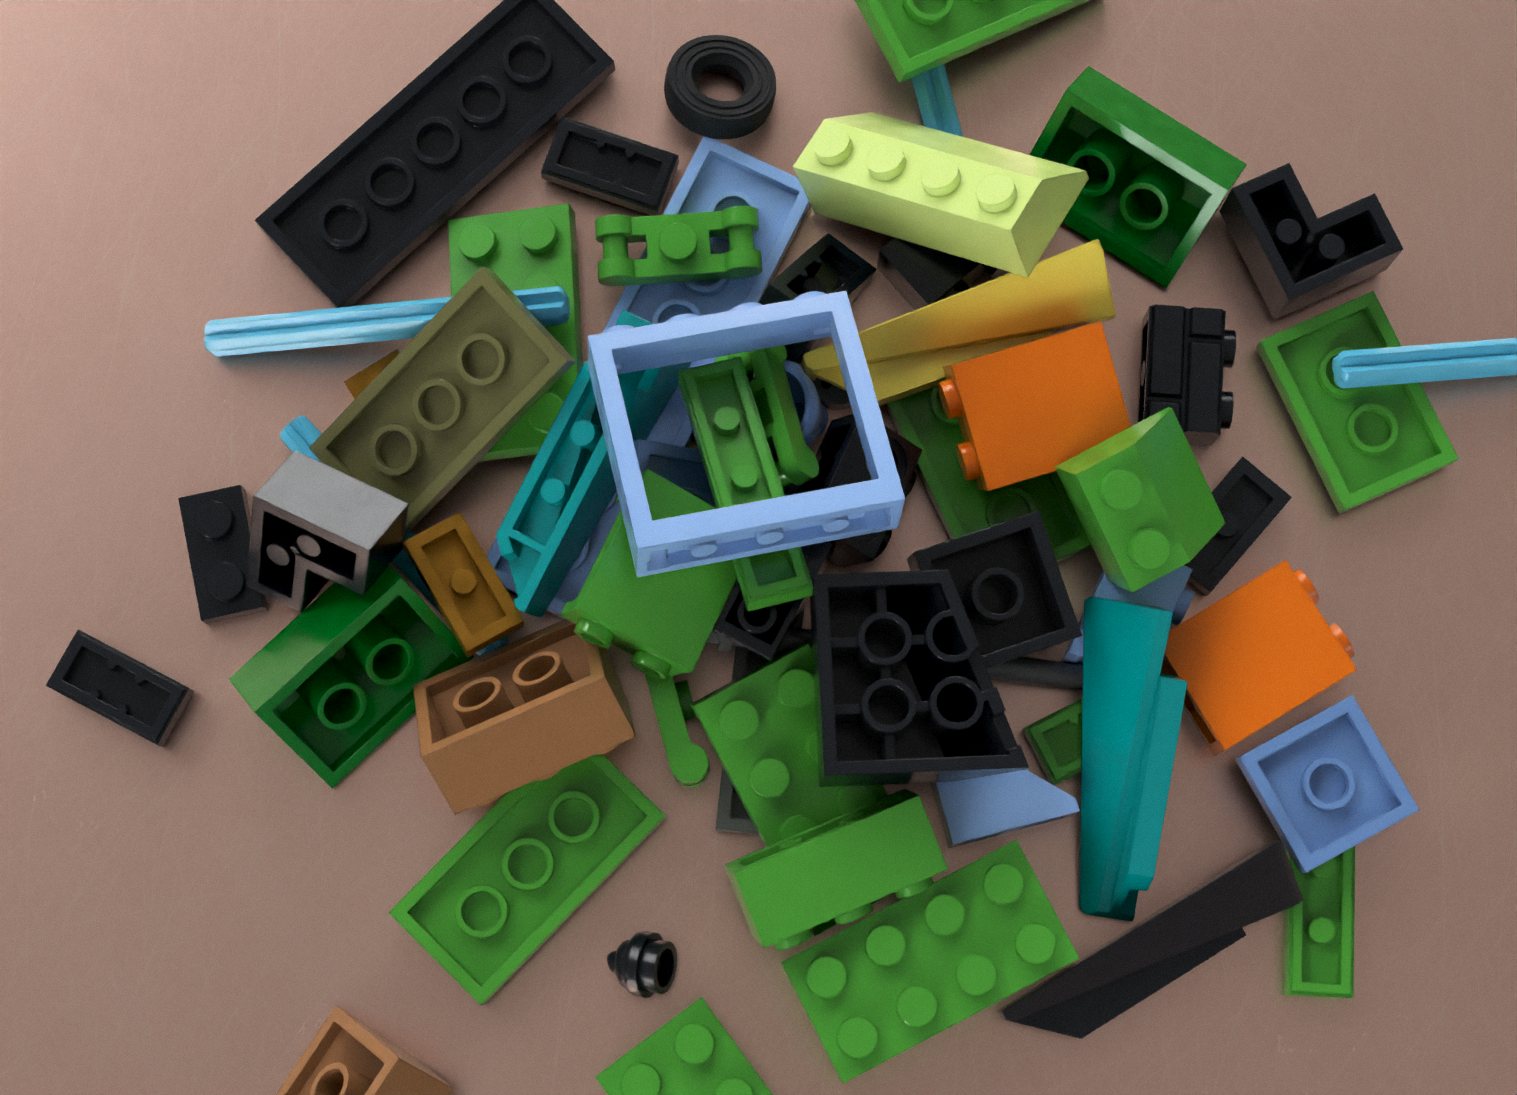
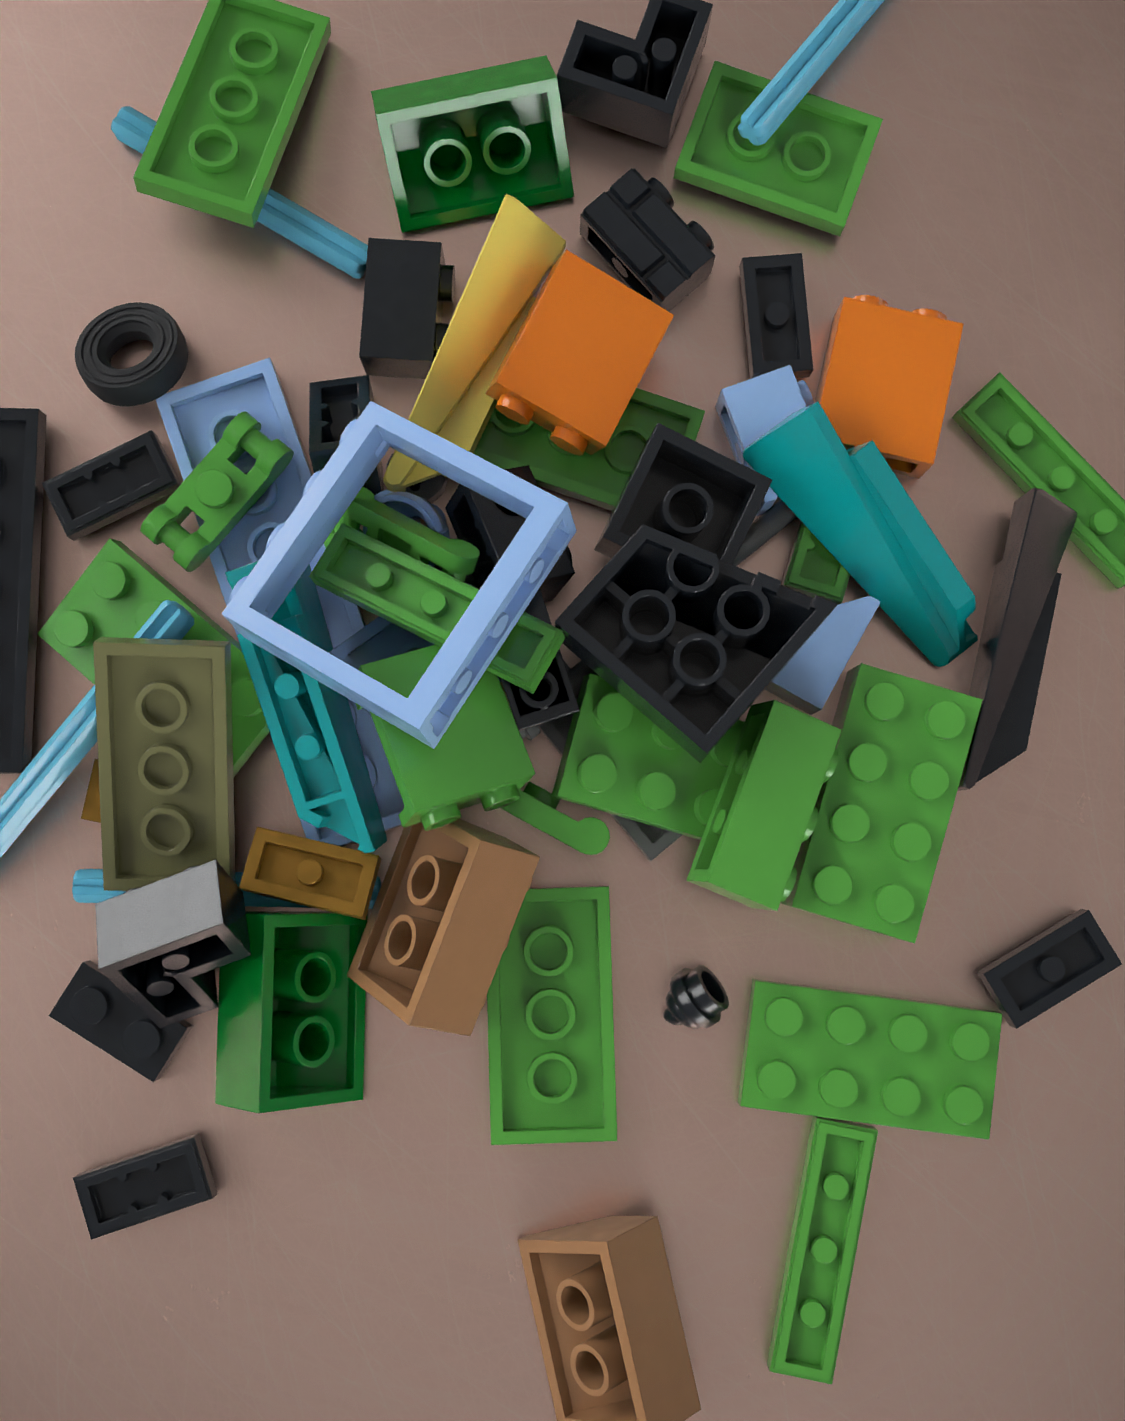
camera: 50 degrees left, 5 degrees up
(938, 189) = (358, 273): yellowish green slope -> none
(1142, 501) = (717, 350): bright green slope -> none
(1327, 784) = (1018, 420): medium blue plate -> none

